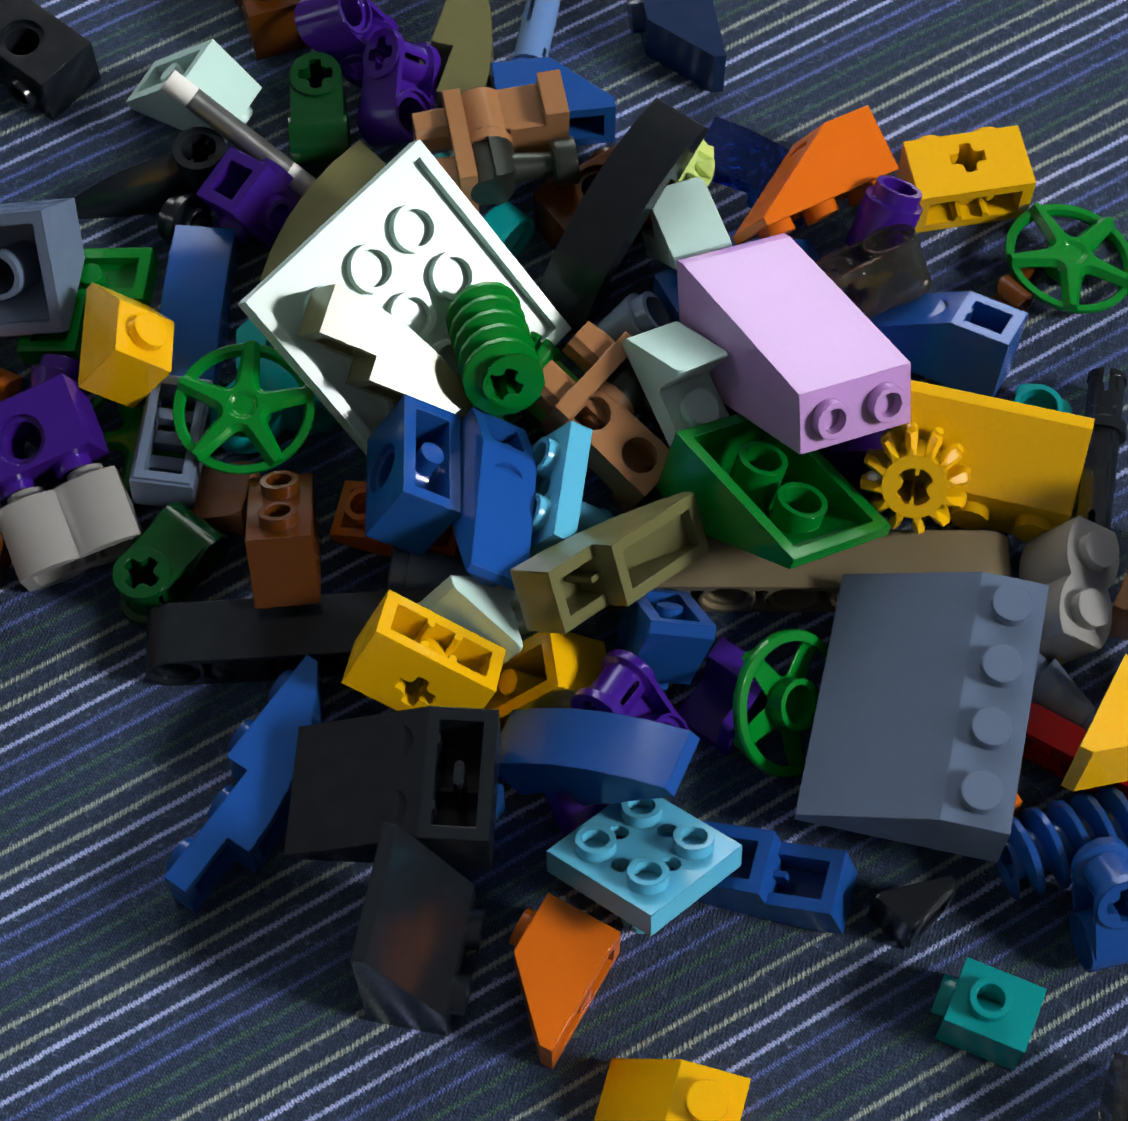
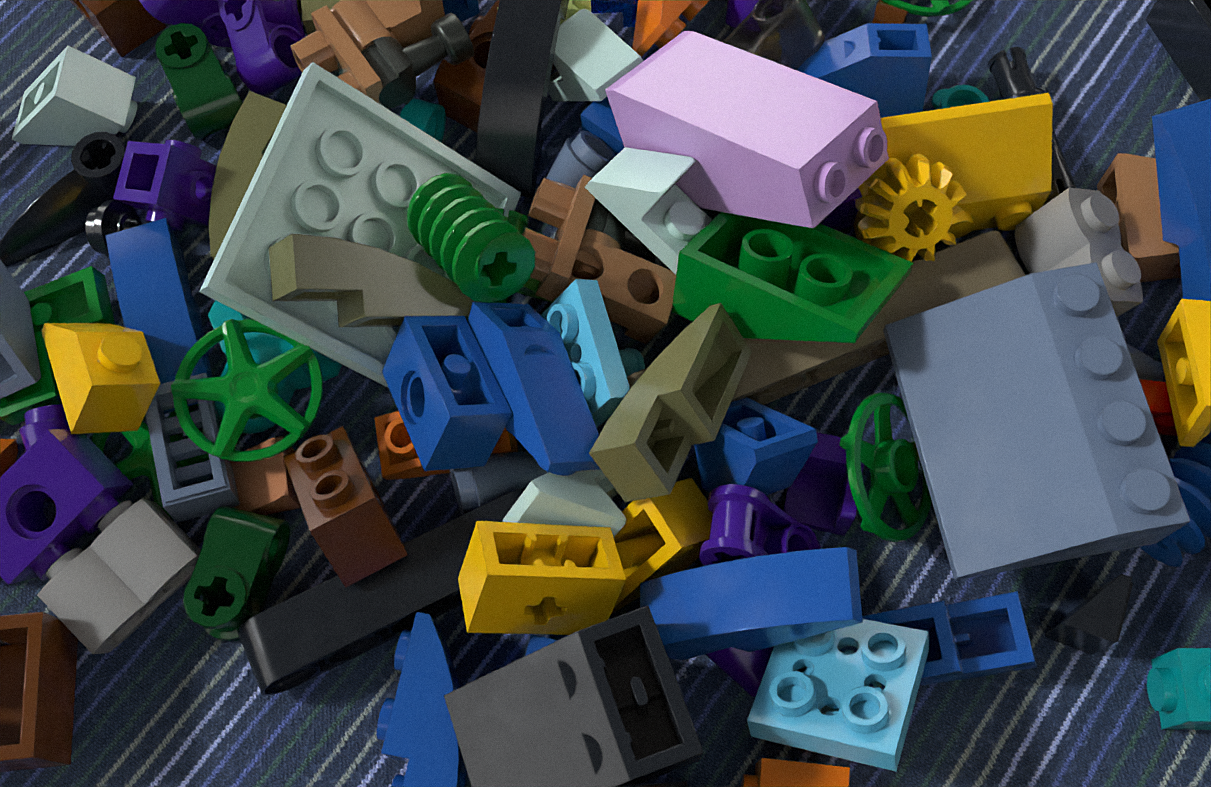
camera: 20 degrees left, 5 degrees up
(233, 128) = (120, 123): flat silver bar -> none

